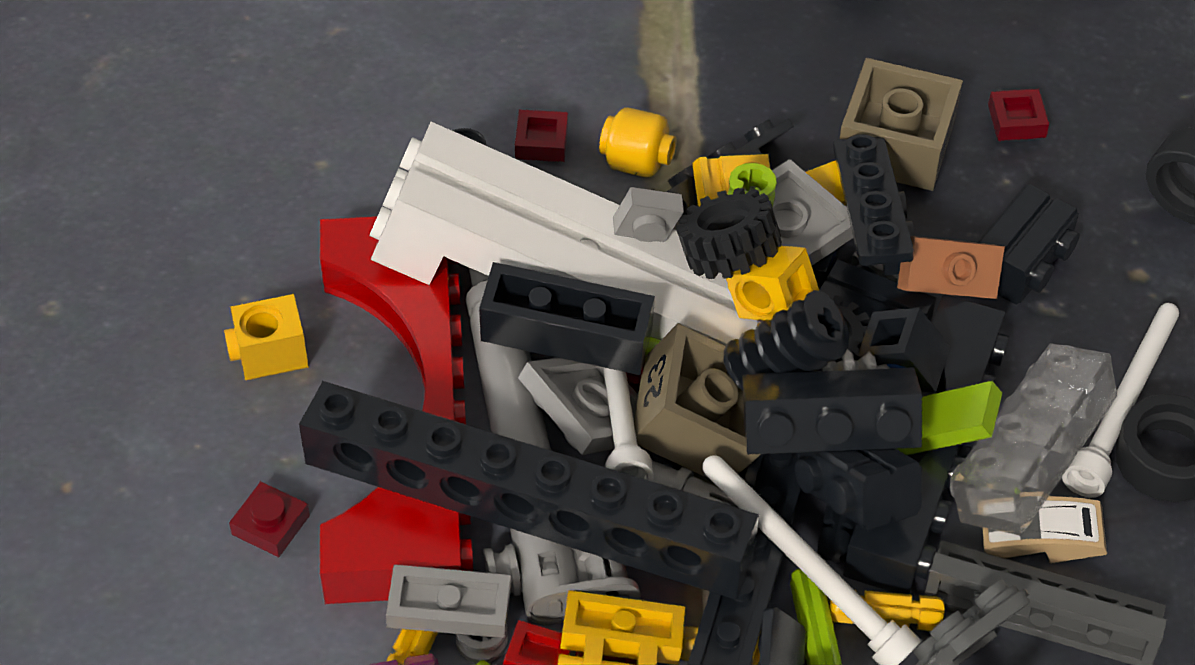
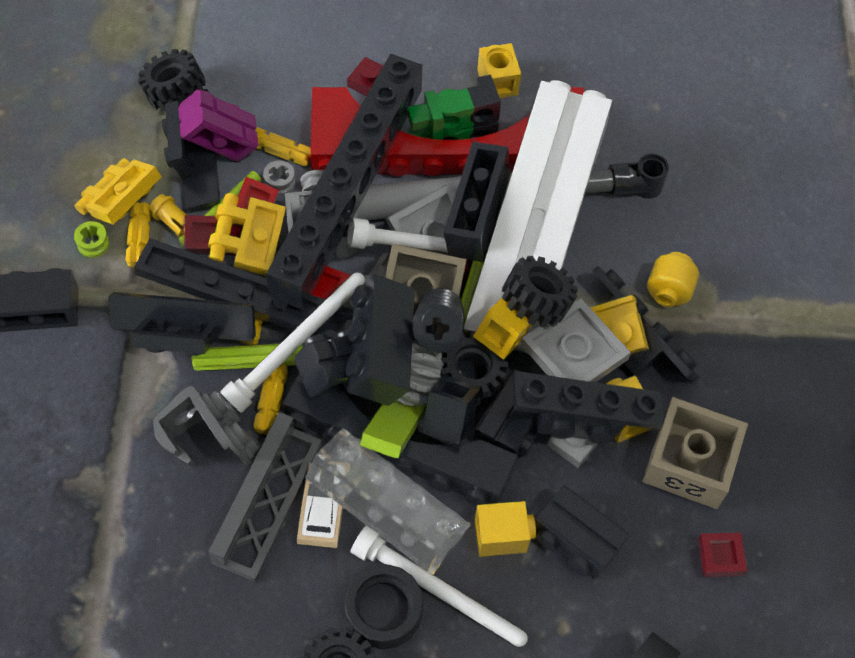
camera: 90 degrees right, 10 degrees up
(372, 349) = (457, 113): none -> green hips
(448, 601) = (287, 149): light grey plate -> none
(541, 135) = (679, 224): dark red plate -> none
(648, 214) = (551, 240): light grey plate -> none
(753, 175) = (585, 311): lime bush -> none
(952, 268) = (535, 457): nougat plate -> none
(1035, 318) = (503, 528): none -> yellow brick

